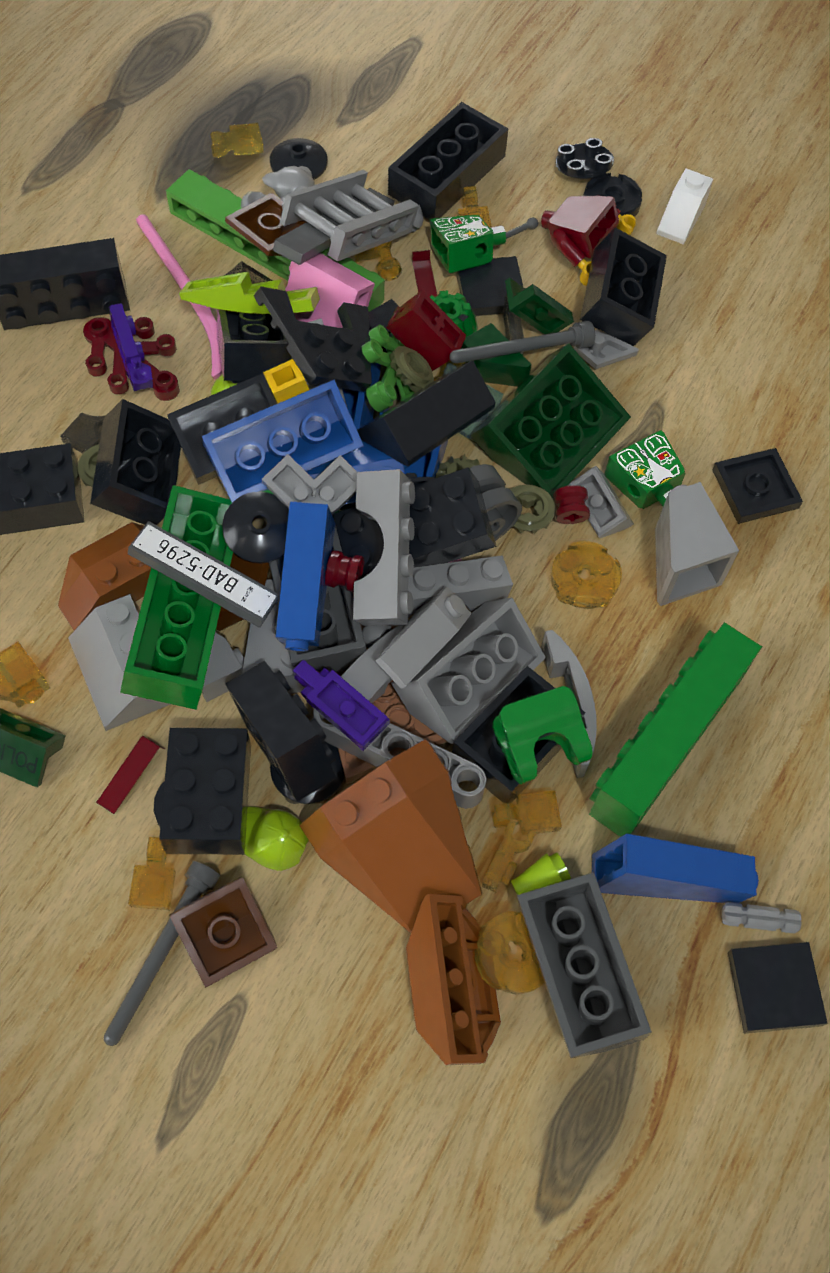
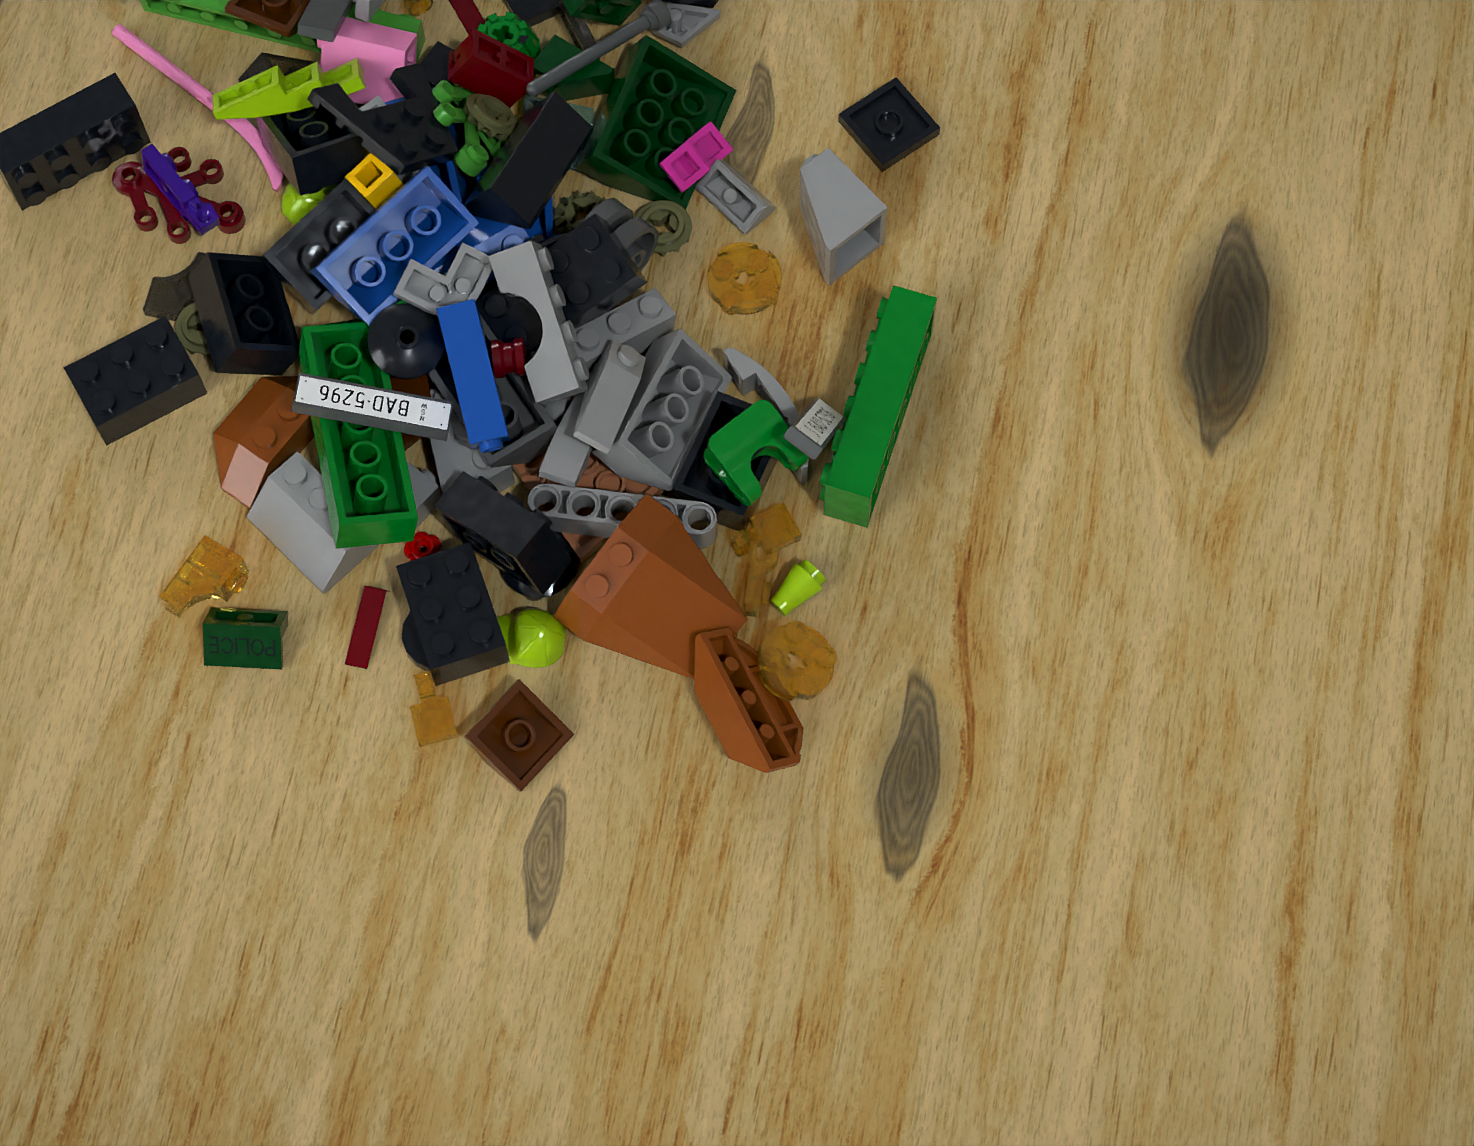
camera: 15 degrees left, 5 degrees up
(198, 881) = (477, 699): dark grey piece -> none
(211, 711) = (421, 539): none -> red plate
(341, 704) = (553, 488): dark purple hinge -> none
(571, 504) = (706, 209): dark red wheel -> none
(576, 458) = (695, 156): none -> dark pink slope
(584, 967) = (861, 650): dark grey slope -> none
(606, 731) = (814, 428): none -> tile
(646, 470) = (771, 146): green torso -> none
(673, 871) = (917, 539): blue slope -> none
(761, 917) = (1012, 554): light grey axle -> none
(777, 987) = (1044, 612): black tile -> none

